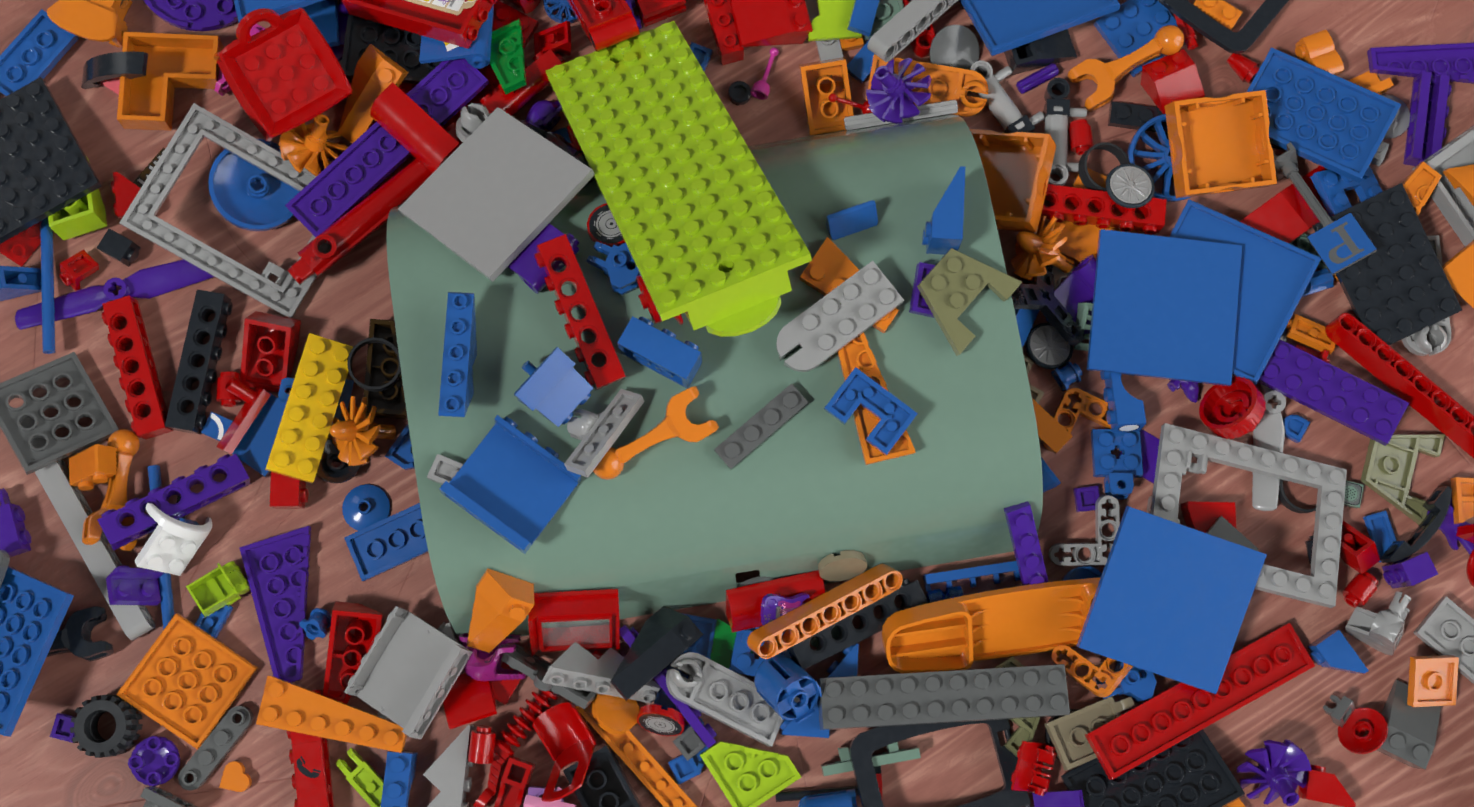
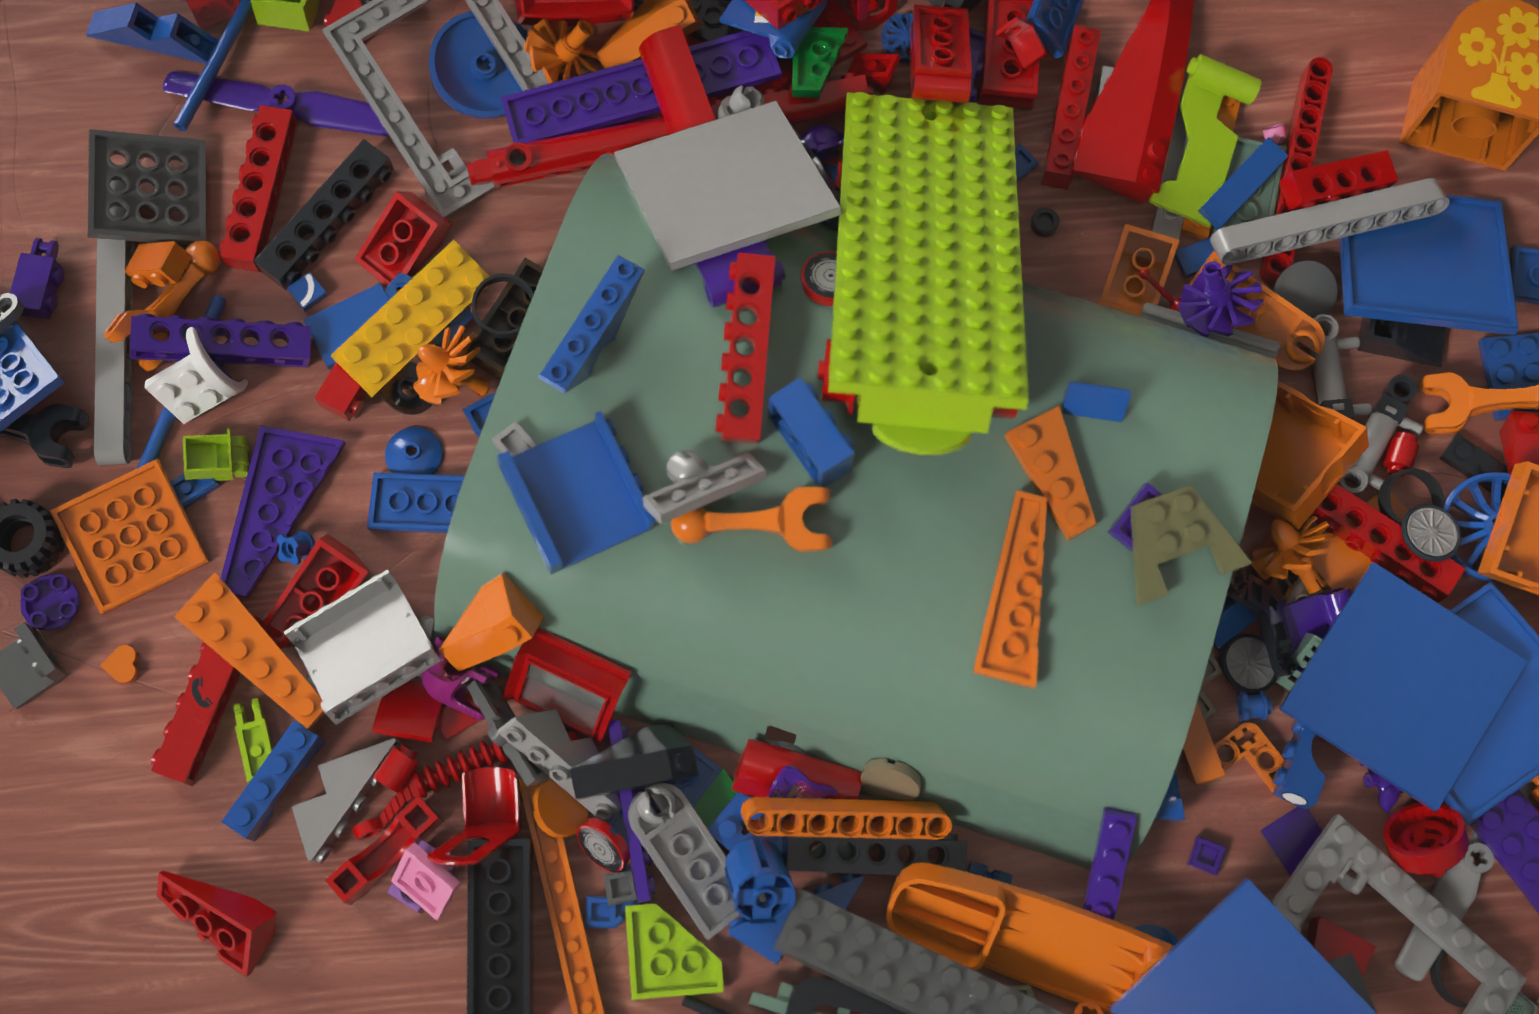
camera: 25 degrees right, 5 degrees down
(77, 268) = (255, 59): red bracket -> none
(119, 247) = (308, 58): black brick -> none
(133, 586) = (130, 408): dark purple bracket -> none
(215, 748) = (119, 622): dark grey plate -> none
(225, 397) = (340, 257): red brick -> none
(253, 404) = (358, 284): red piece -> none
(554, 388) = (675, 410): piece -> none
(617, 266) = (813, 321): blue hinge -> none
(761, 88) = (1070, 228): dark pink hinge -> none
(761, 426) = (878, 571): dark grey plate -> none
(837, 318) = (1023, 497): light grey plate -> none
(862, 390) = (1031, 630): blue plate -> none
(946, 223) = (1197, 455): blue slope -> none
(971, 574) = (1031, 868): blue hinge -> none
(1037, 78) = (1388, 367): dark purple axle -> none
(1095, 548) = (1187, 915): light grey beam -> none
(1121, 471) = (1255, 842): blue plate -> none
(1295, 427) = (1489, 900): blue tile -> none

